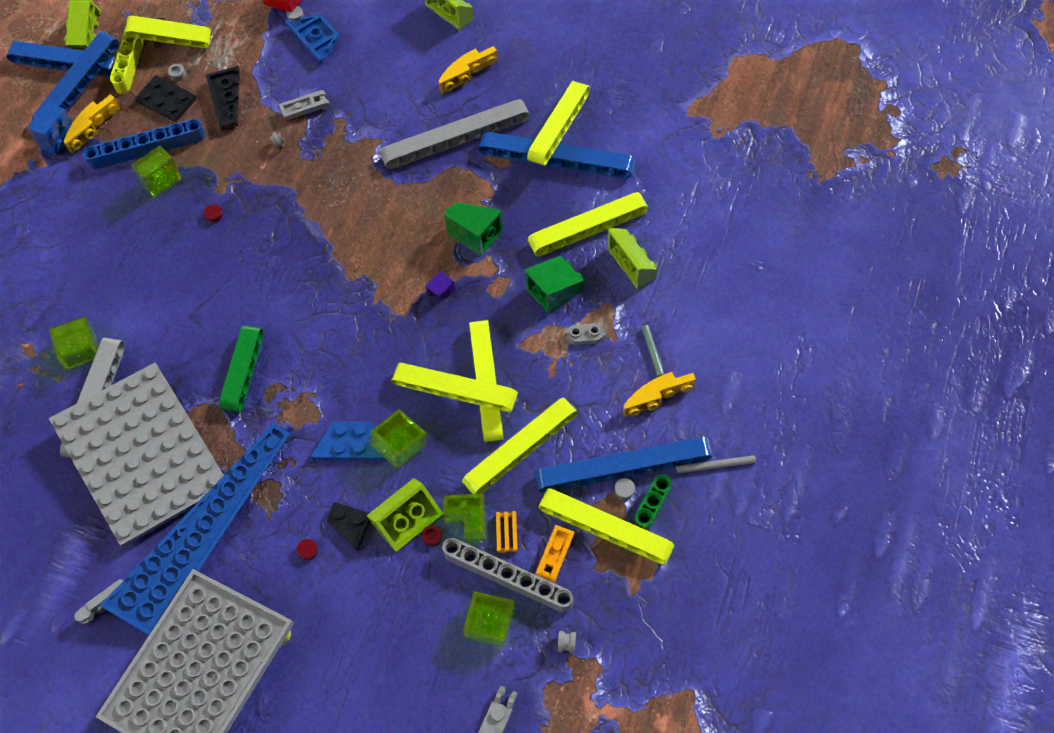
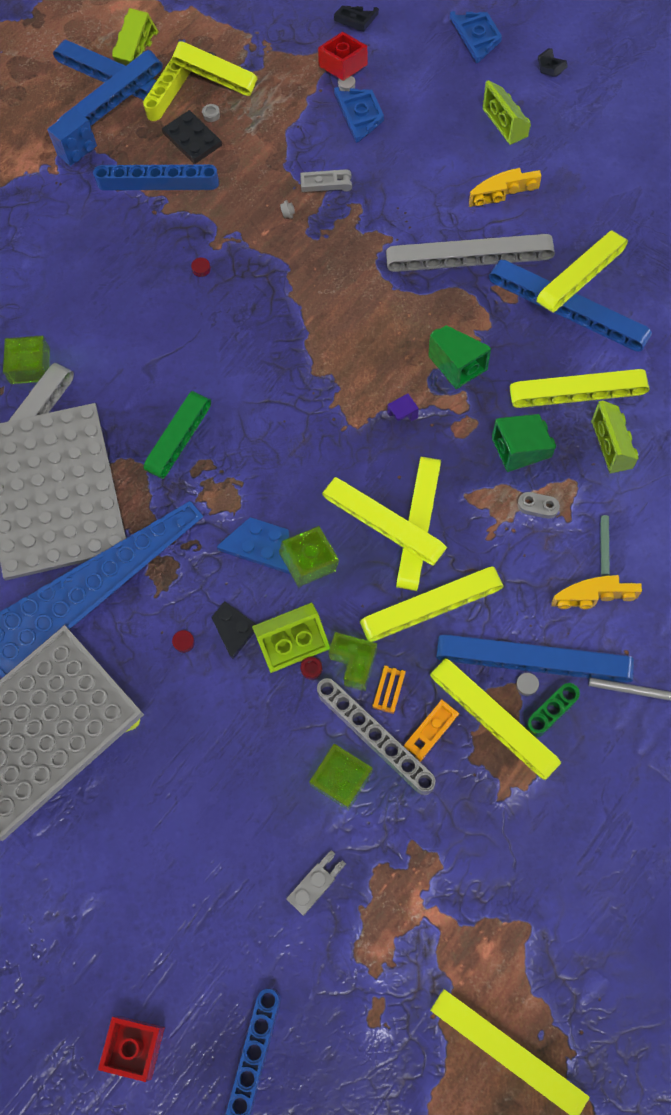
camera: 20 degrees right, 5 degrees up
(85, 124) = (107, 140): yellow slope -> none
(156, 171) = (158, 208): clear neon green brick -> none
(225, 95) = (251, 146): black wing -> none
(566, 642) = (414, 828): light grey wheel -> none

